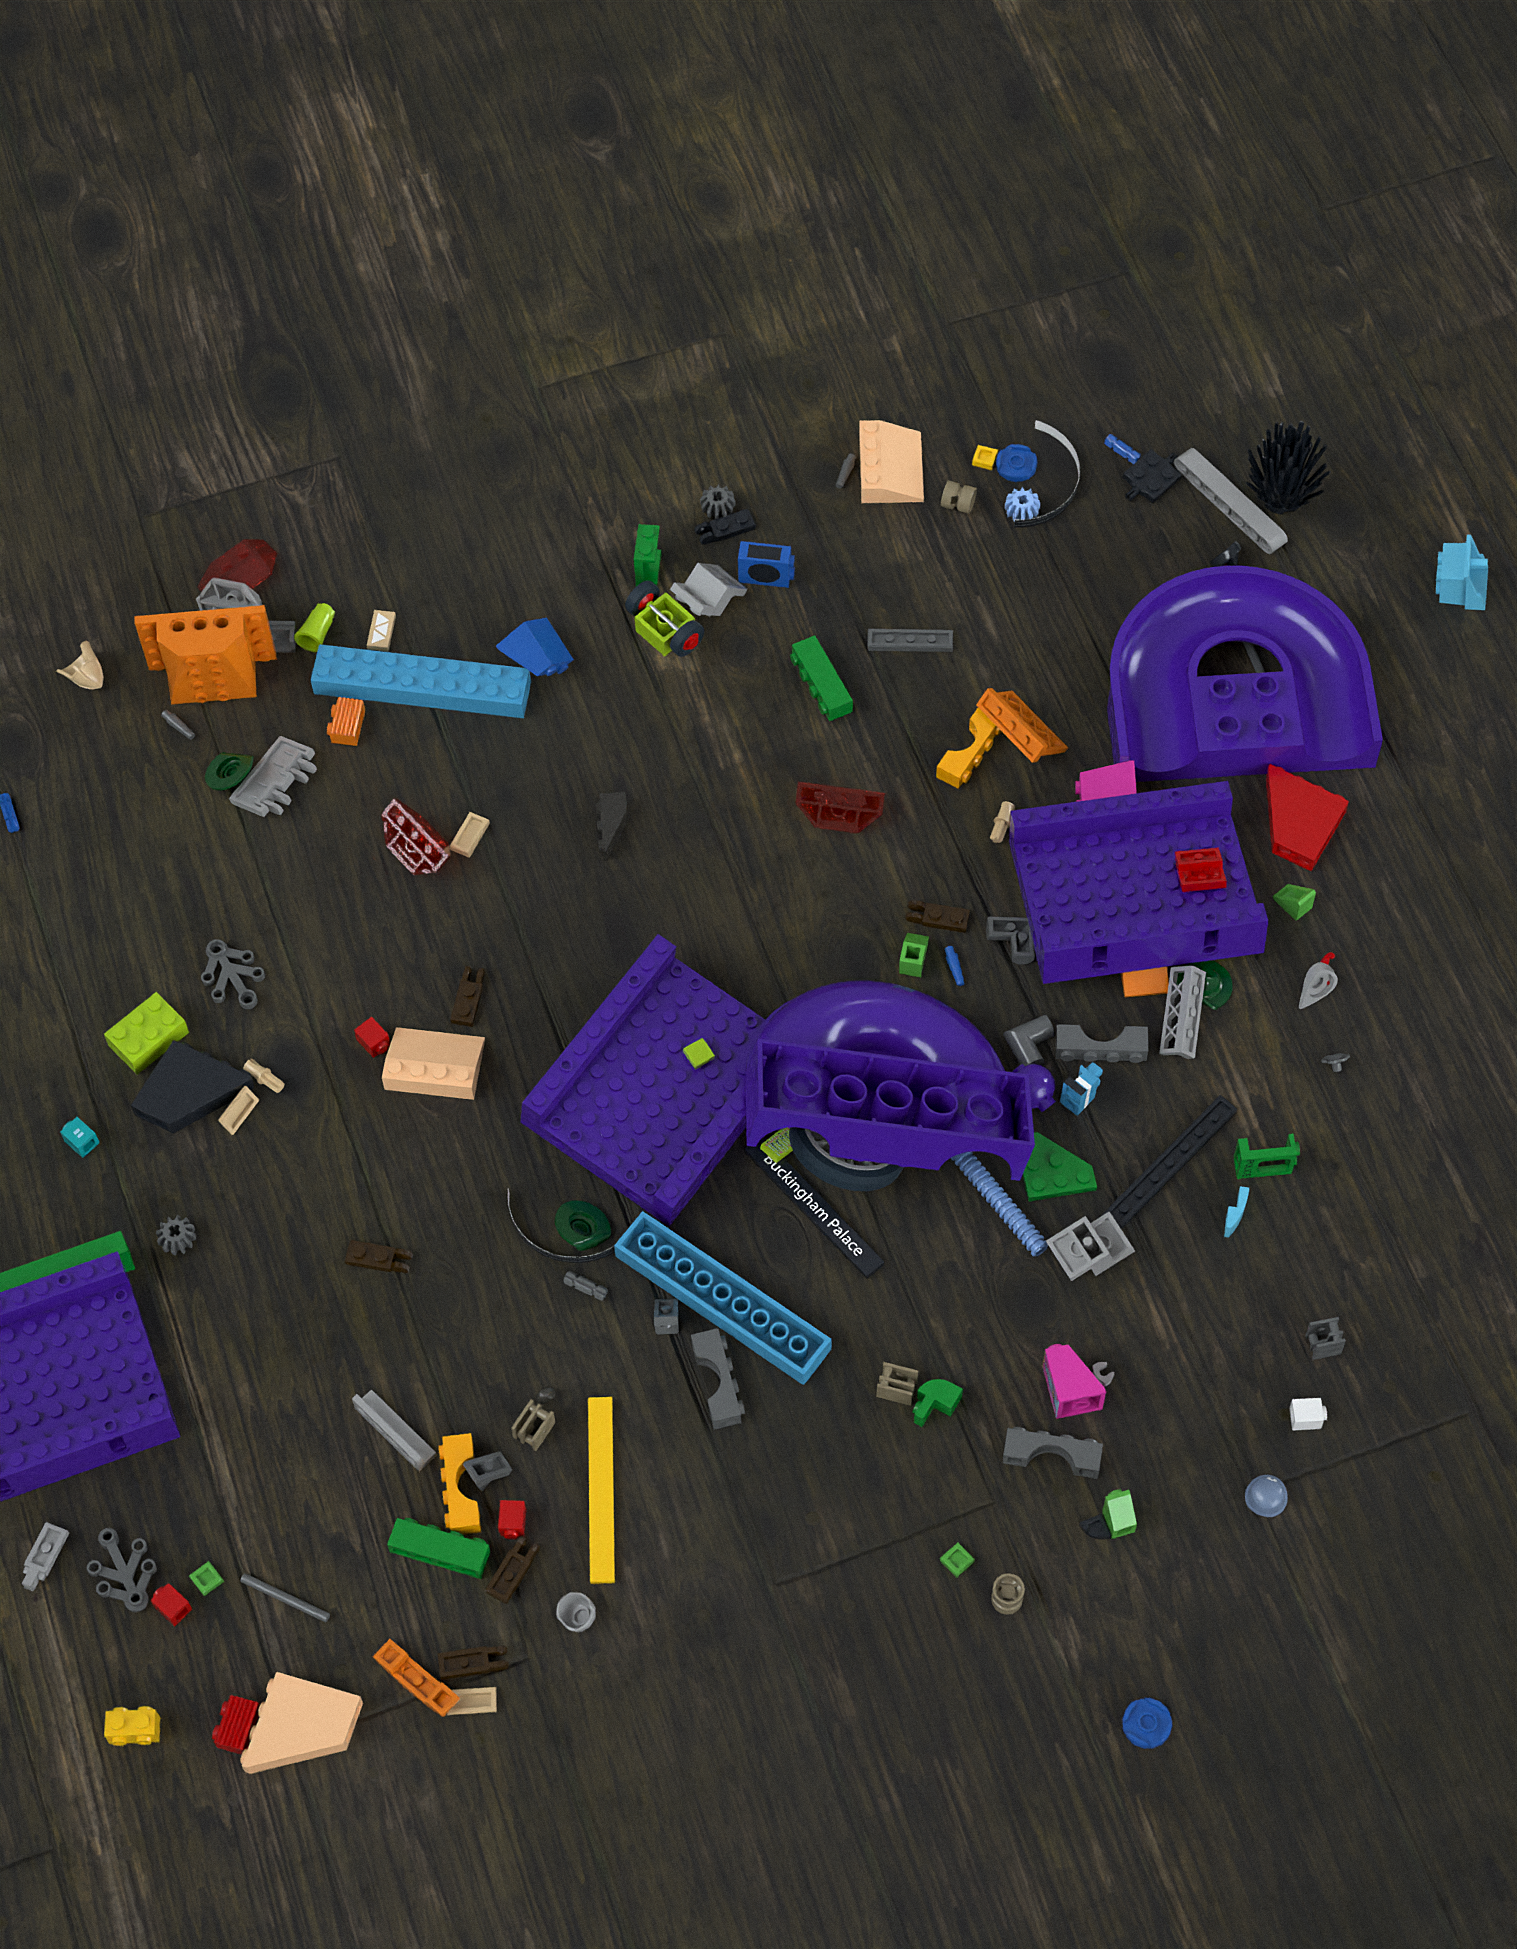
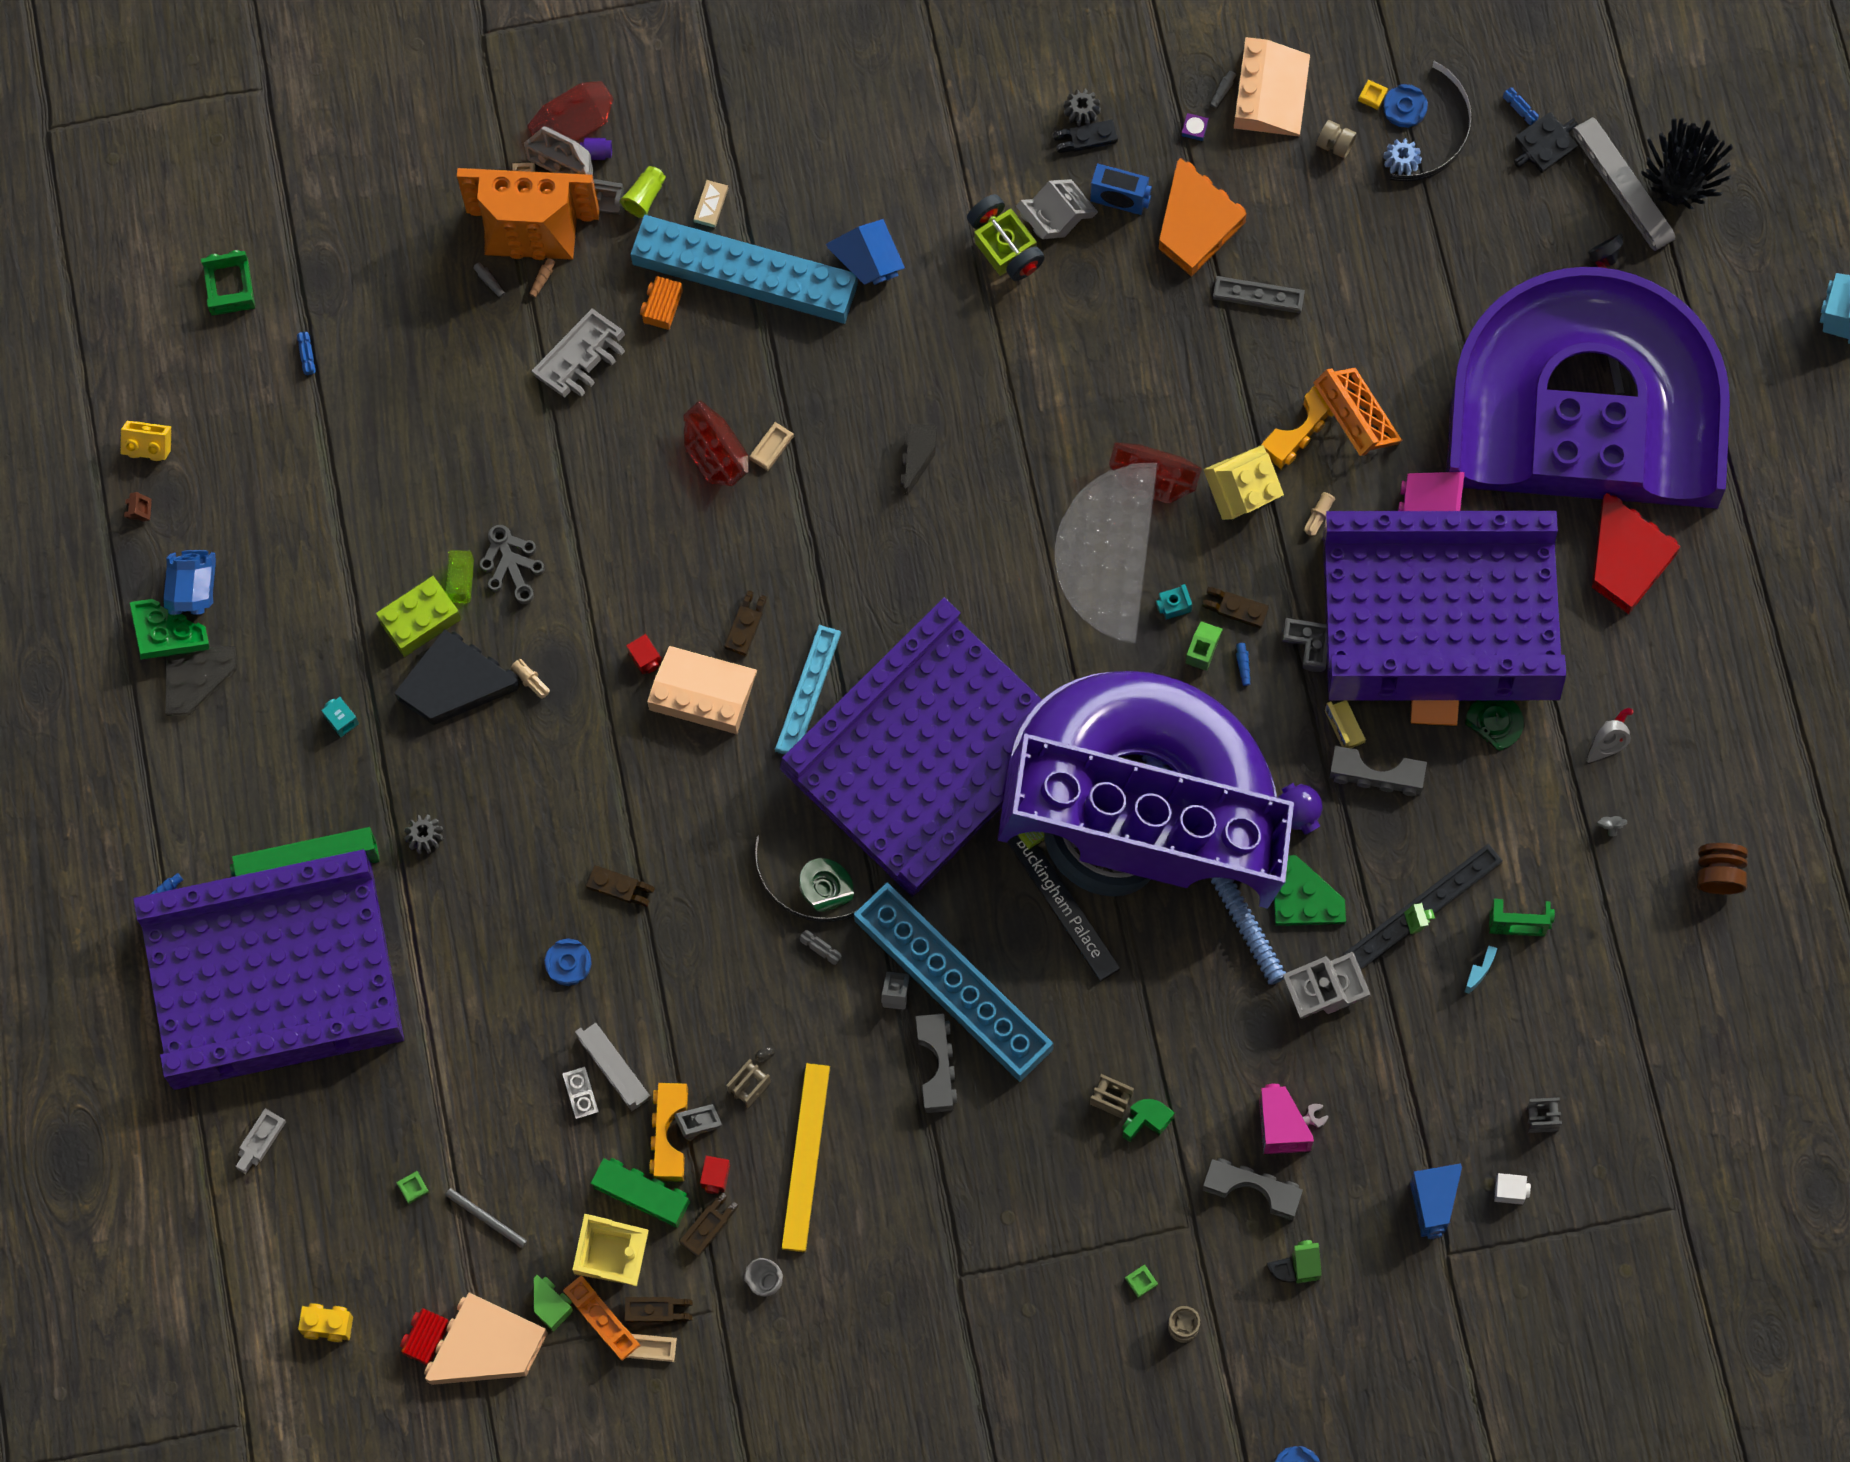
camera: 10 degrees right, 10 degrees up
(85, 670) = (400, 205): tan helmet -> none
(125, 1573) = (334, 1170): dark grey plant -> none
(171, 1604) = (375, 1208): red brick -> none
(182, 990) = (459, 576): none -> clear neon green brick
(227, 770) = (534, 340): dark green hat -> none
(230, 711) = (543, 275): none -> medium nougat animal
(238, 1110) = (500, 711): tan tile -> none
(269, 595) = (598, 148): none -> dark purple brick
(336, 1336) = (568, 962): none -> blue tile
(361, 1674) = (548, 1305): none -> bright green slope
(364, 1460) = (580, 1092): none -> white slope
(415, 1607) = (610, 1250): none -> light yellow piece
(538, 1043) = (808, 688): none -> medium azure tile
(647, 556) = (998, 163): green window -> none
(698, 1053) = (967, 726): lime tile -> none
(804, 879) = (1105, 549): none -> clear plate
(821, 678) = (1158, 326): green brick -> none
(825, 505) = (1195, 127): none -> tile
(841, 582) = (1197, 219): none -> orange slope
(876, 925) = (1176, 609): none -> teal brick
(926, 802) = (1243, 483): none -> light yellow piece
(1025, 1037) = (1301, 752): dark grey brick -> none
(1061, 1005) = (1344, 724): none -> light yellow panel
(1080, 1092) = (1345, 822): dark azure hips -> none
(1166, 1171) = (1418, 918): none -> bright green tile
(1187, 1010) = (1470, 751): light grey fence -> none
(1200, 869) = (1509, 604): red slope -> none
(1234, 1432) = (1434, 1198): none -> blue slope
(1266, 1496) = (1455, 1264): sand blue helmet -> none
(1295, 900) = (1604, 644): bright green slope -> none
(1450, 1083) = (1722, 868): none -> reddish brown wheel

